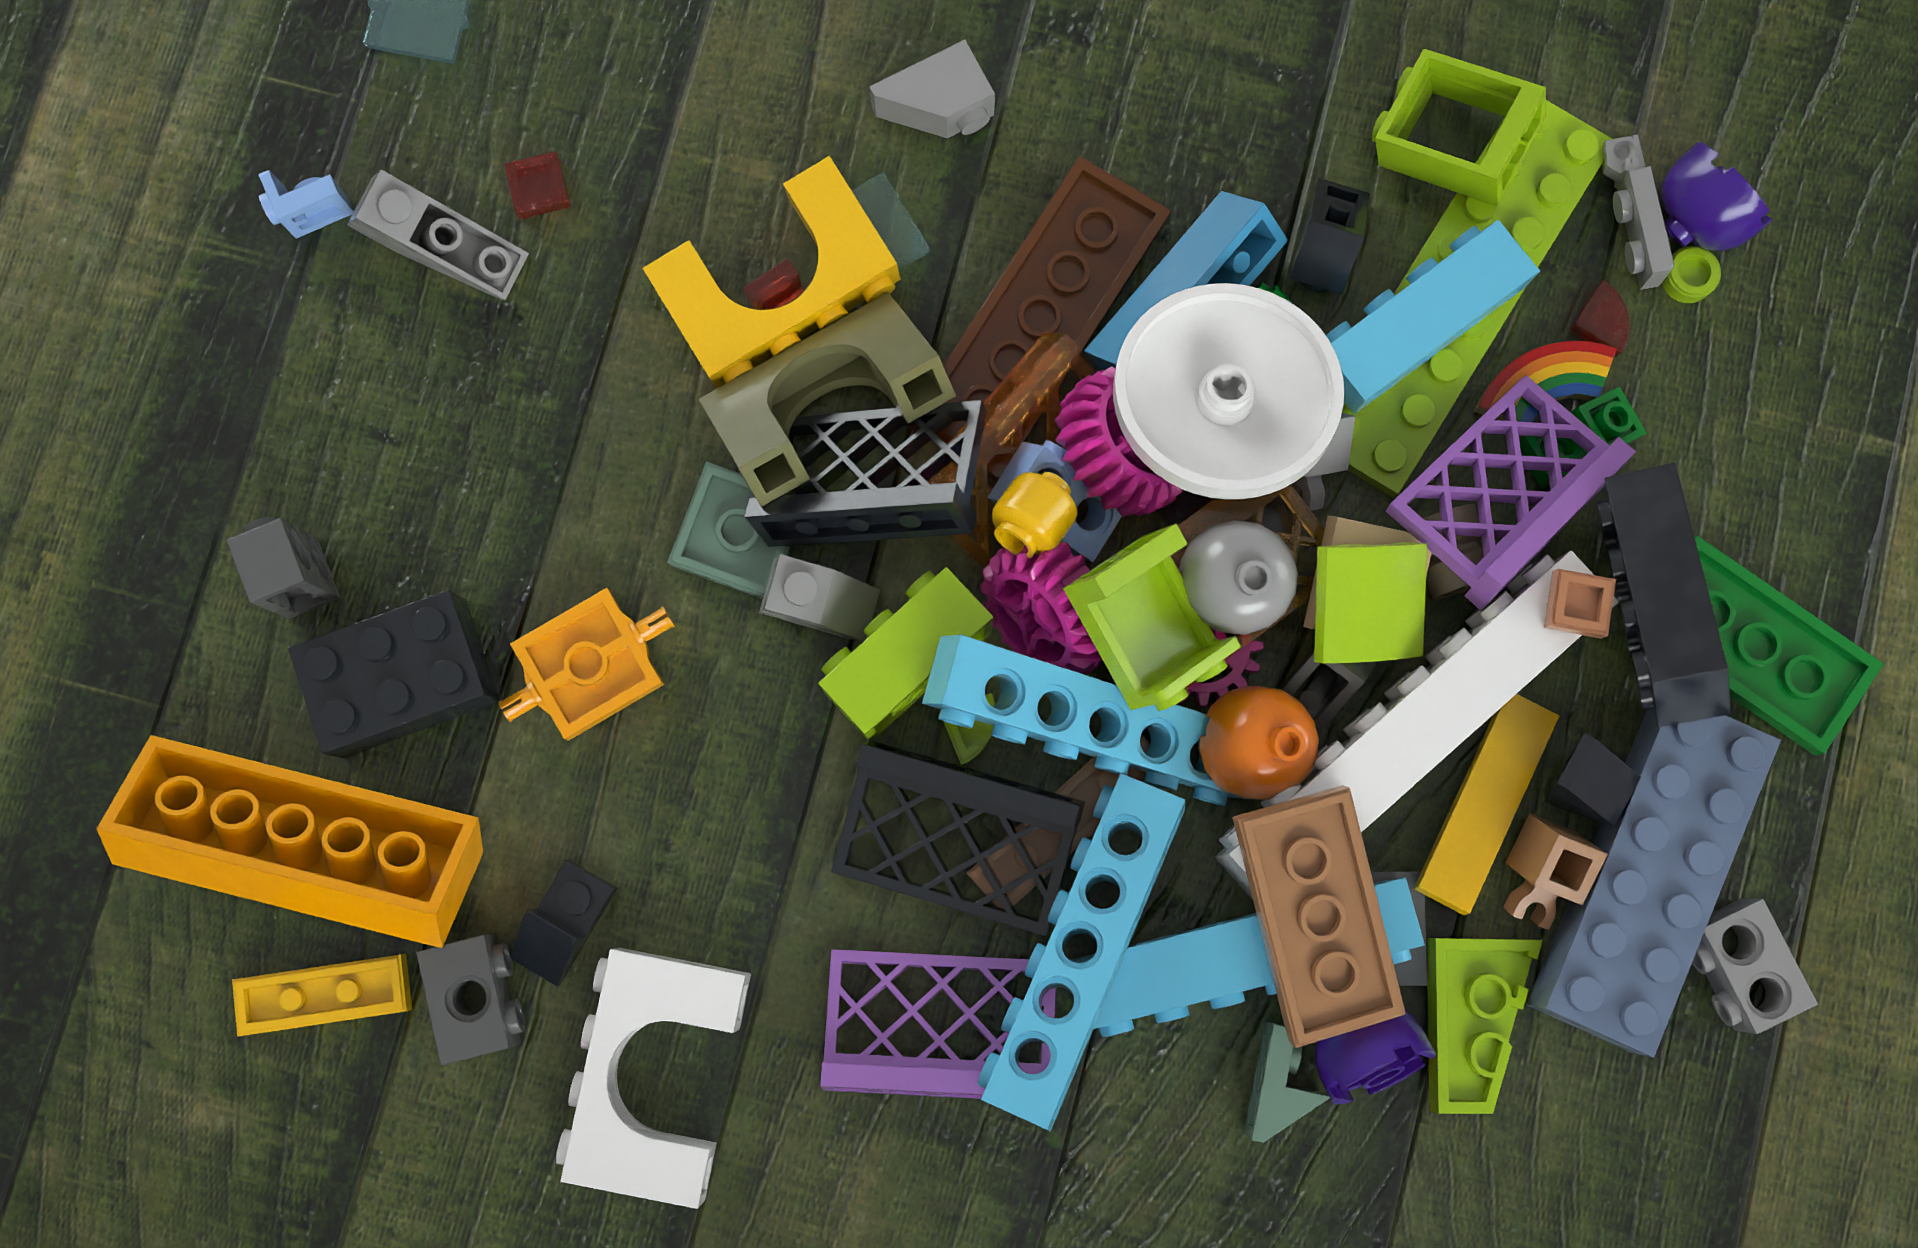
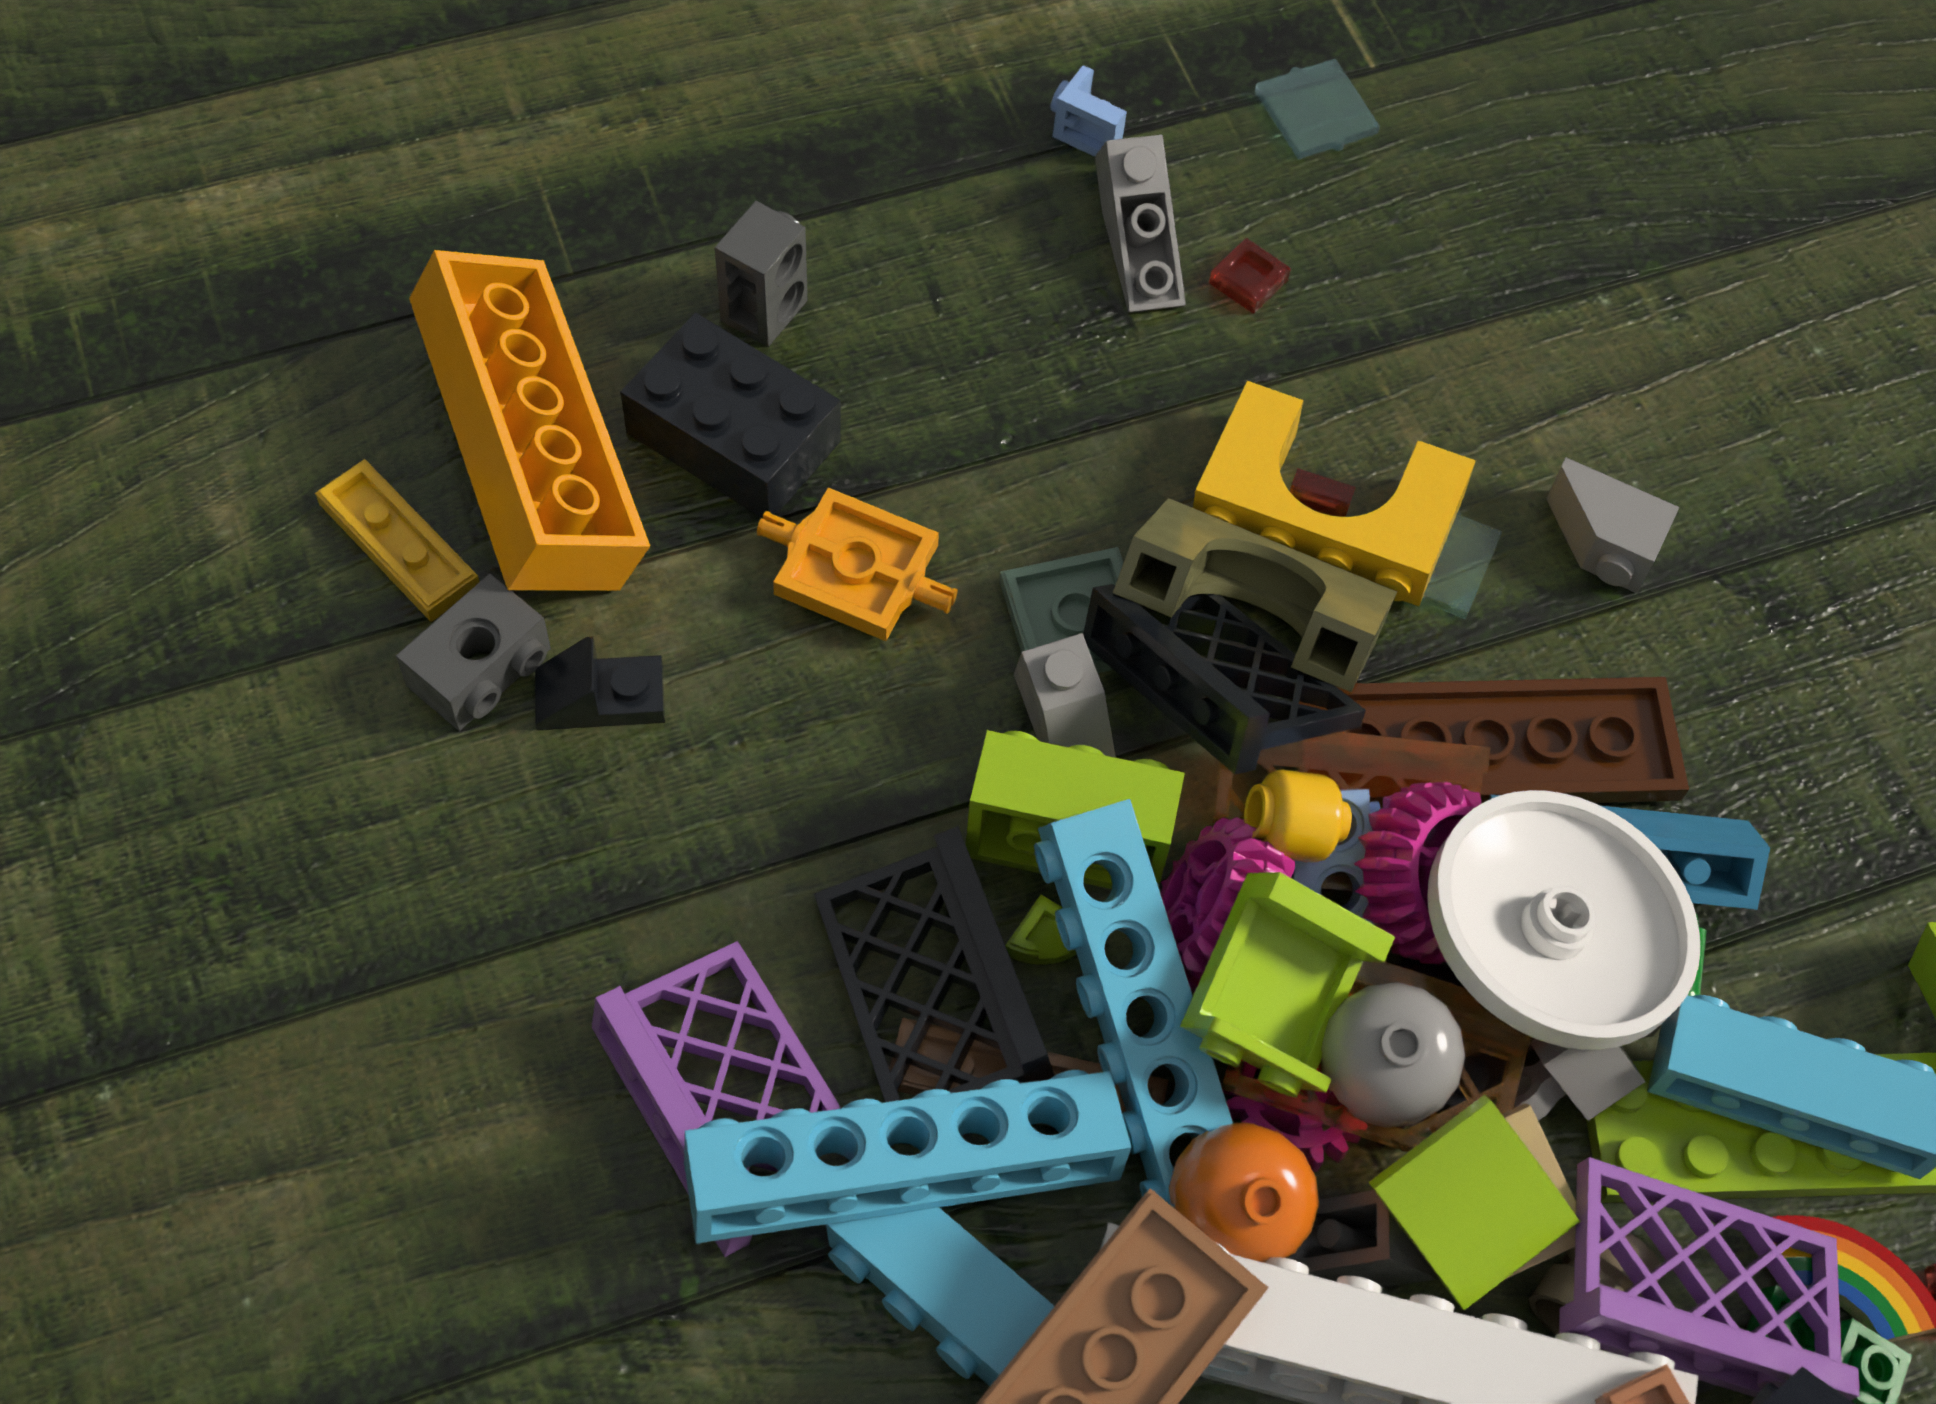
camera: 50 degrees right, 20 degrees down
(606, 1143) = (415, 843): white arch -> none
(1330, 237) = (1795, 954): black slope -> none

